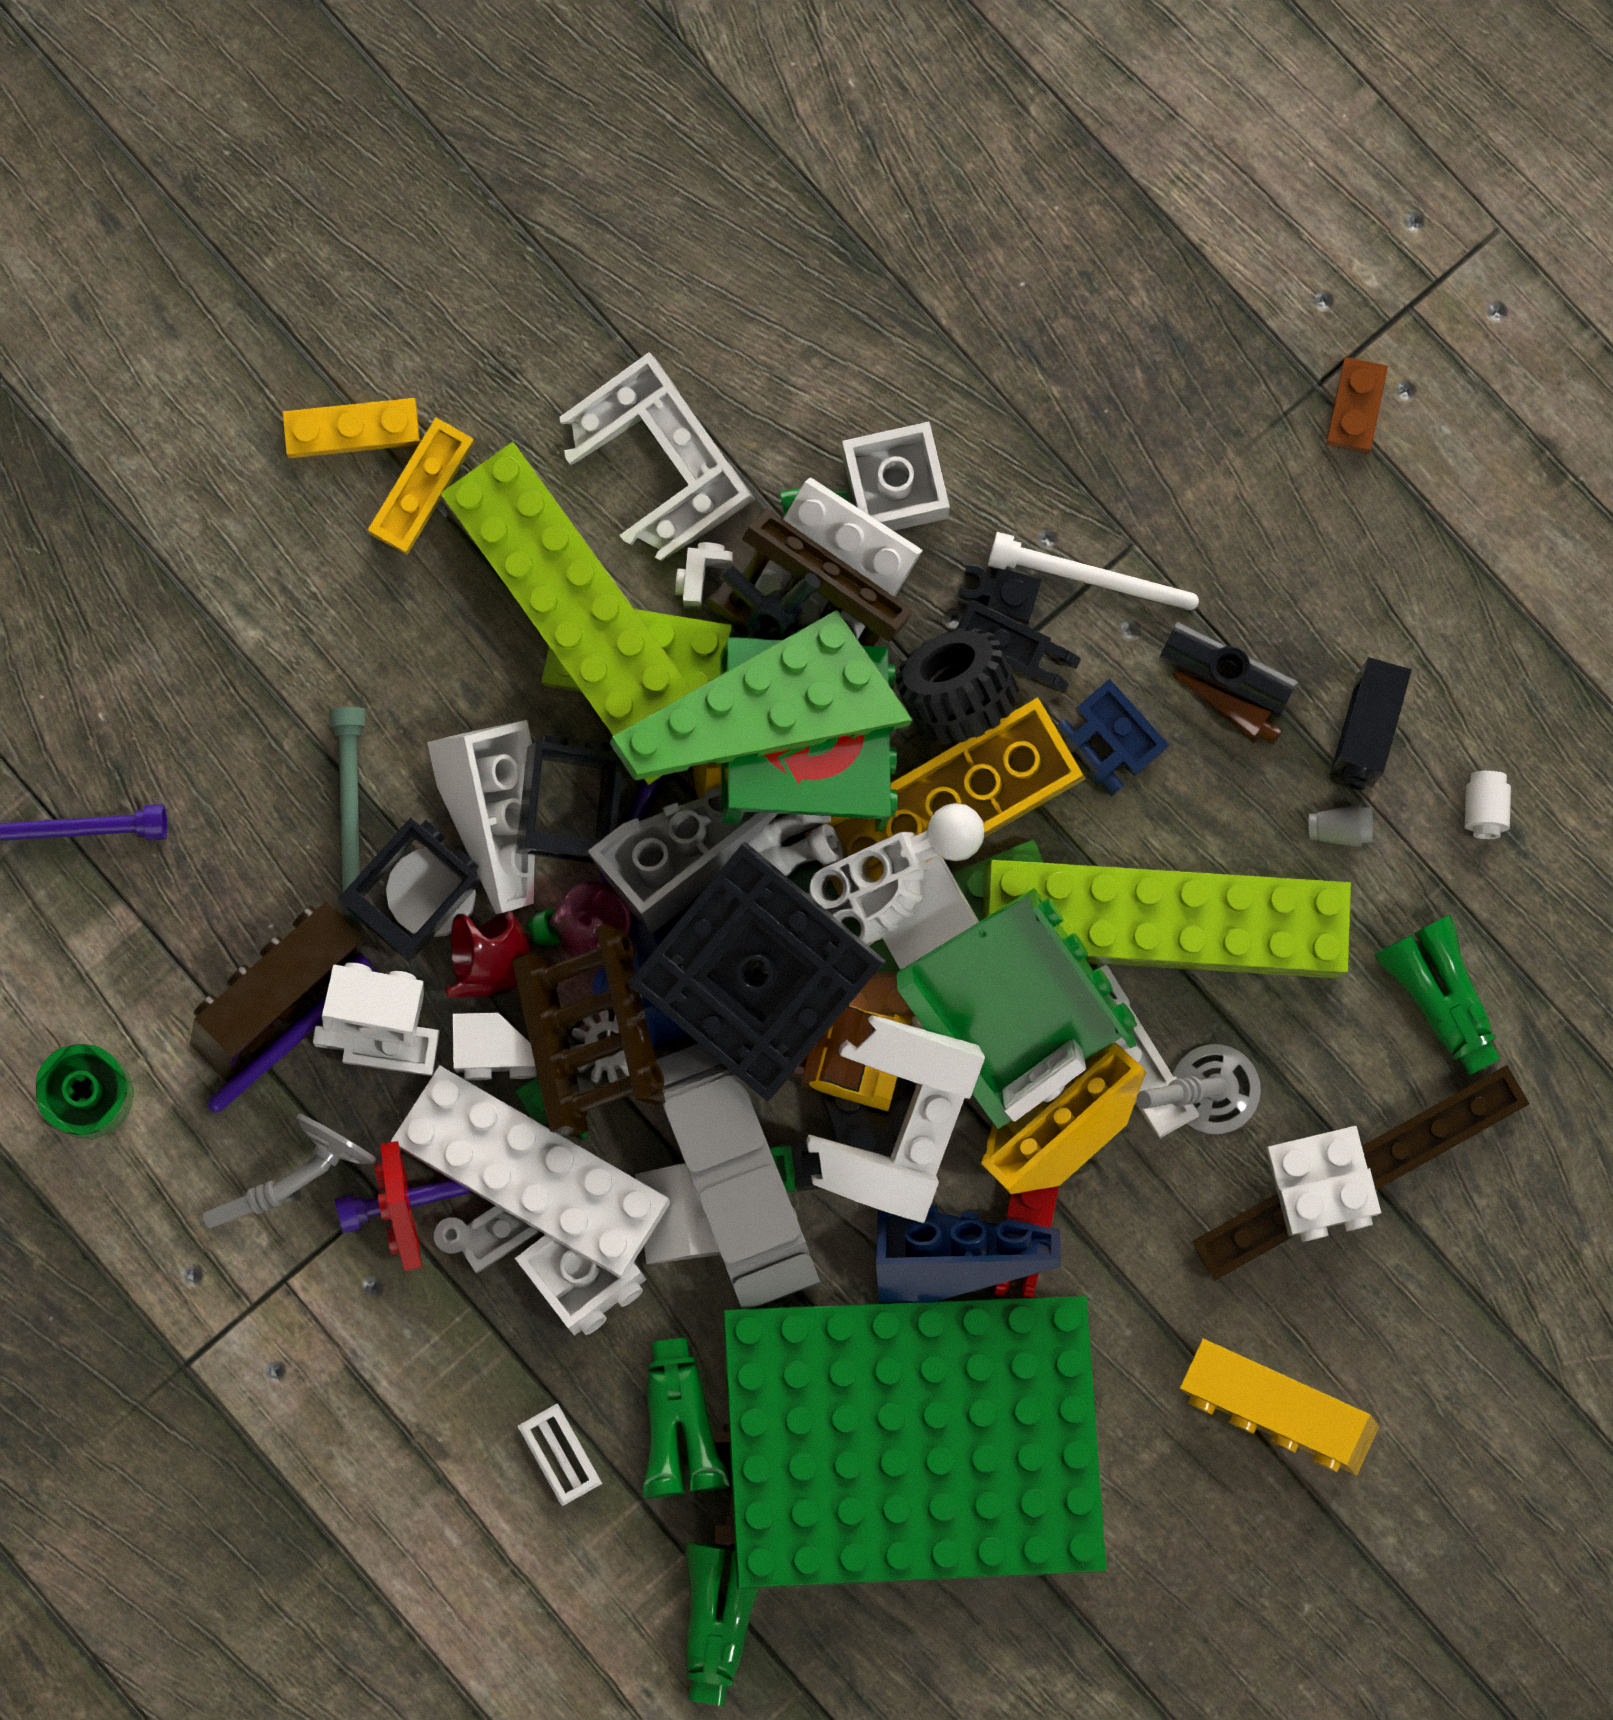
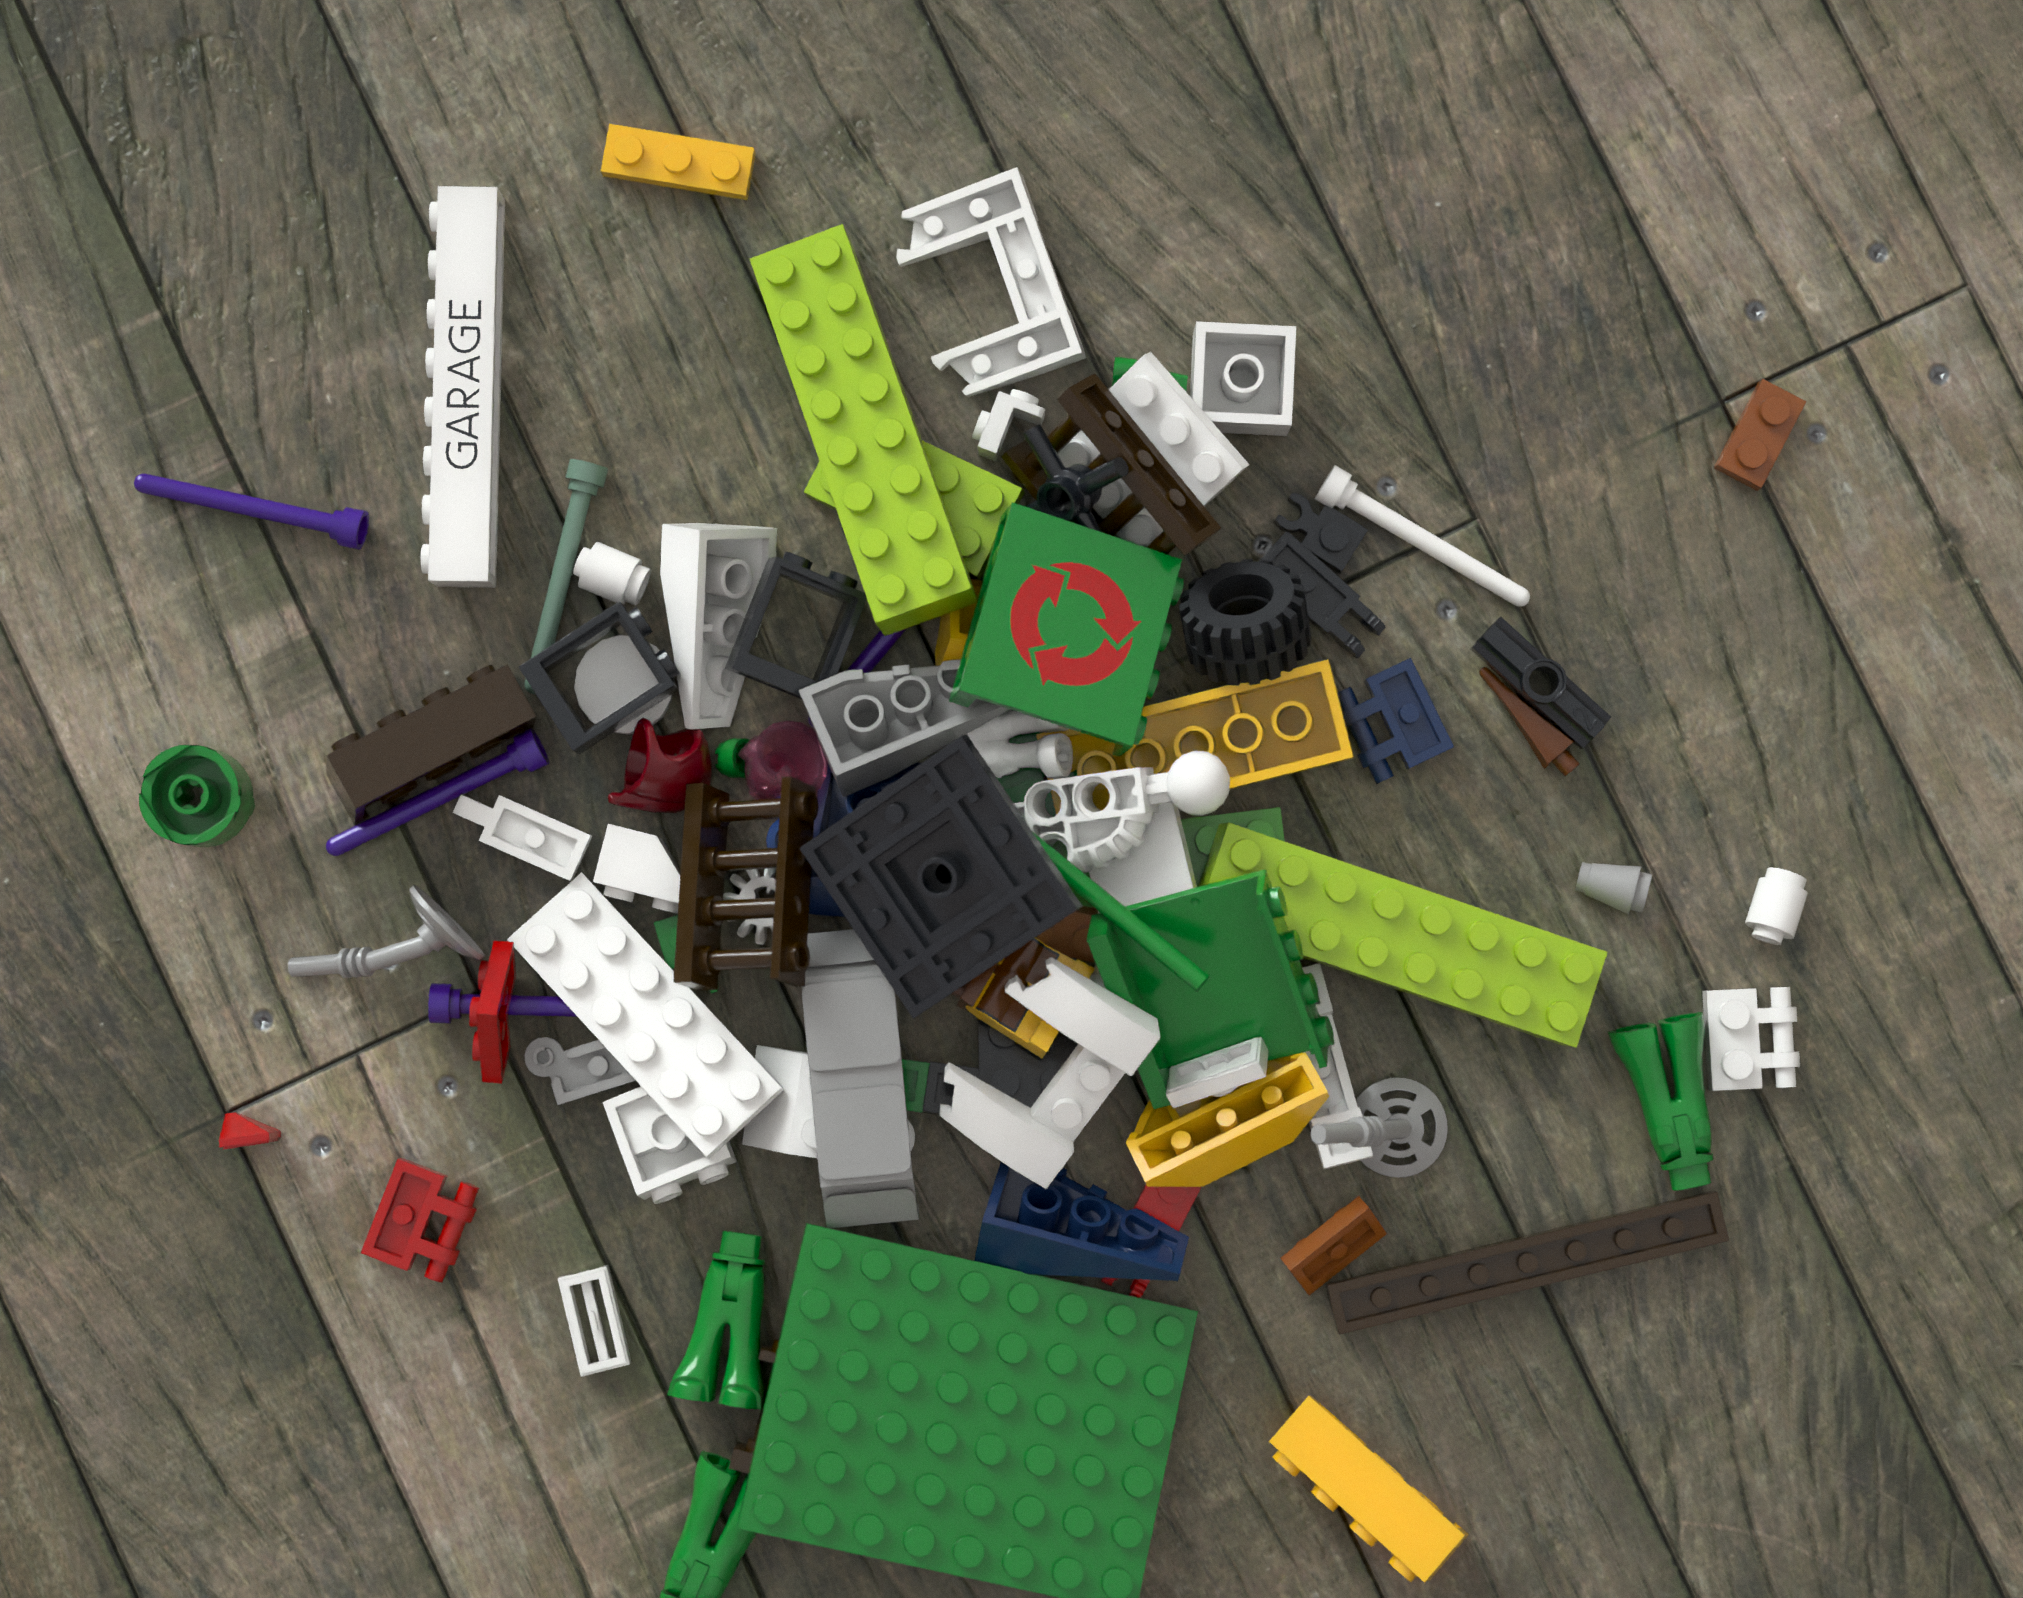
camera: 15 degrees right, 5 degrees up
(205, 1375) = (244, 1131): none -> red slope
(221, 673) = (465, 387): none -> white brick
(368, 1405) = (406, 1213): none -> red plate
(373, 1004) = (525, 790): white brick -> none
(394, 798) = (611, 574): none -> white brick
(420, 486) = (729, 246): yellow plate -> none
(778, 701) = (1045, 587): bright green wing -> none
(934, 969) = (1127, 921): none -> green bar
(1188, 1205) = (1333, 1245): none -> dark orange plate
(1323, 1183) = (1485, 1266): white plate -> none
(1370, 723) = (1677, 785): black window -> none
(1484, 929) = (1734, 1040): none -> white plate

